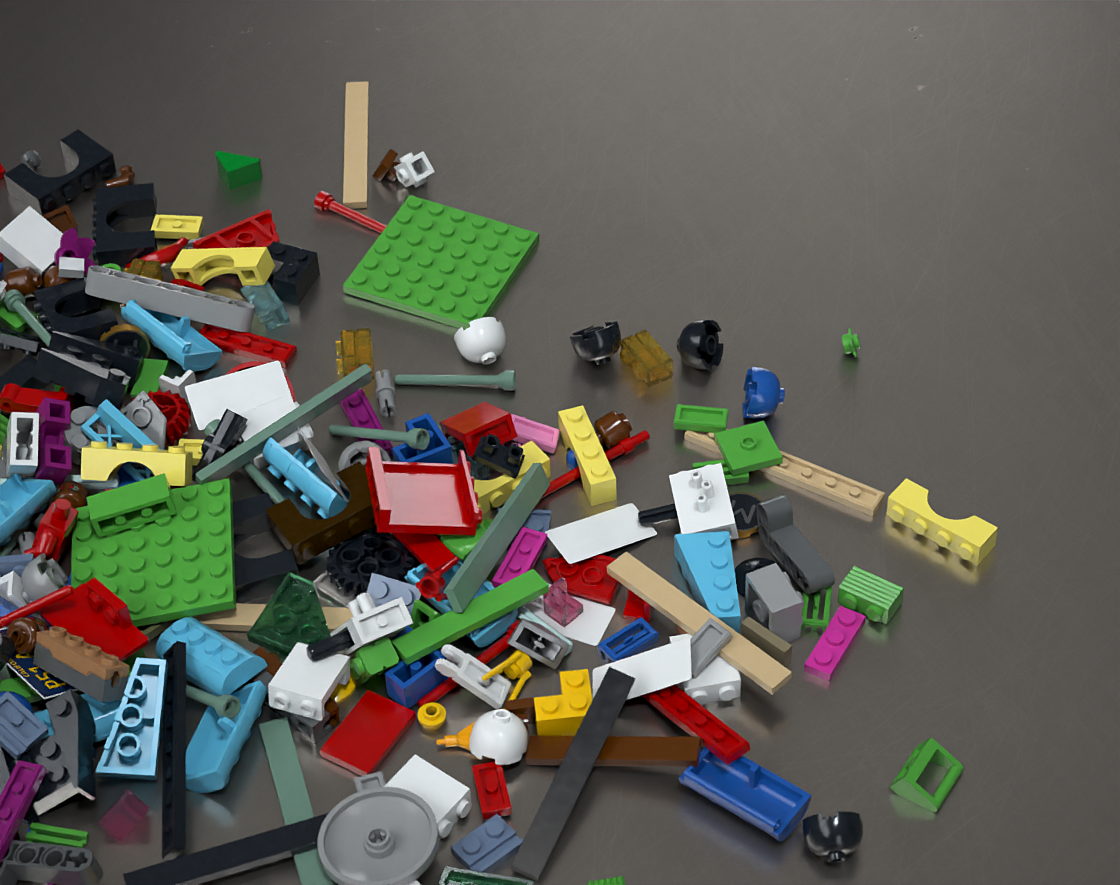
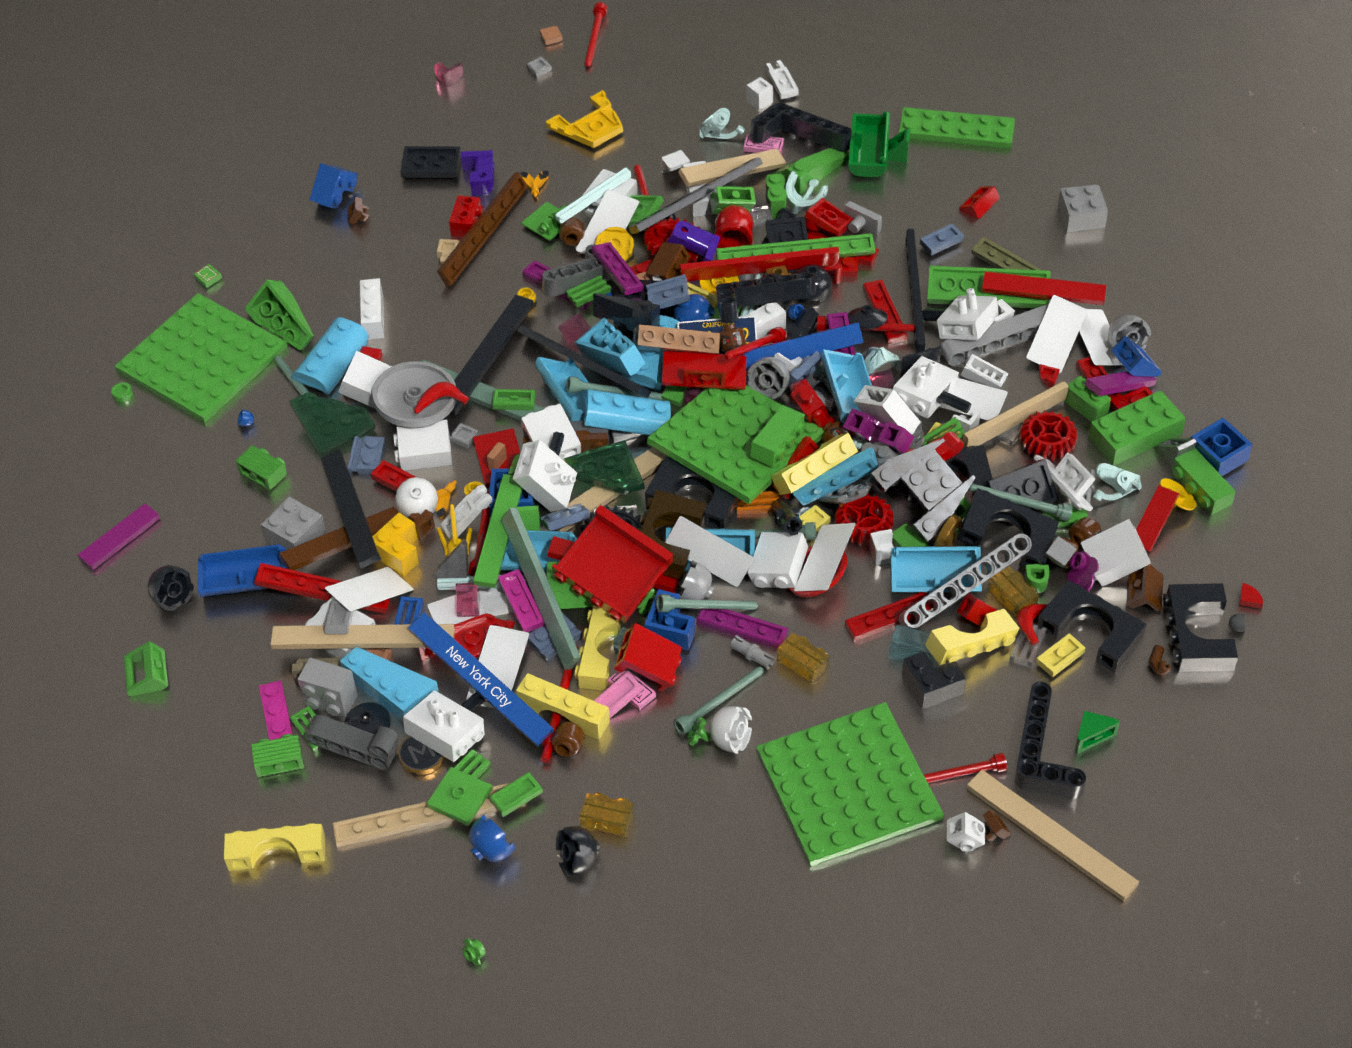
camera: 135 degrees right, 5 degrees up
(250, 232) = (1000, 681): red wing -> none
(286, 425) = (760, 553): sand green tile -> none
(295, 790) = (527, 401): none -> bright green tile
(304, 183) = (1031, 764): none -> black beam
(364, 806) = (437, 391): none -> red piece
(378, 714) = (496, 456): none -> nougat tile
(434, 584) = (537, 522): red plant -> none
(498, 457) = (604, 638): black hips -> none
(506, 362) = (698, 732): none -> bright green plant
(597, 342) = (652, 790): black cylinder -> none
(636, 510) = (481, 679): none -> blue tile
(647, 807) = (292, 524): none -> light grey brick

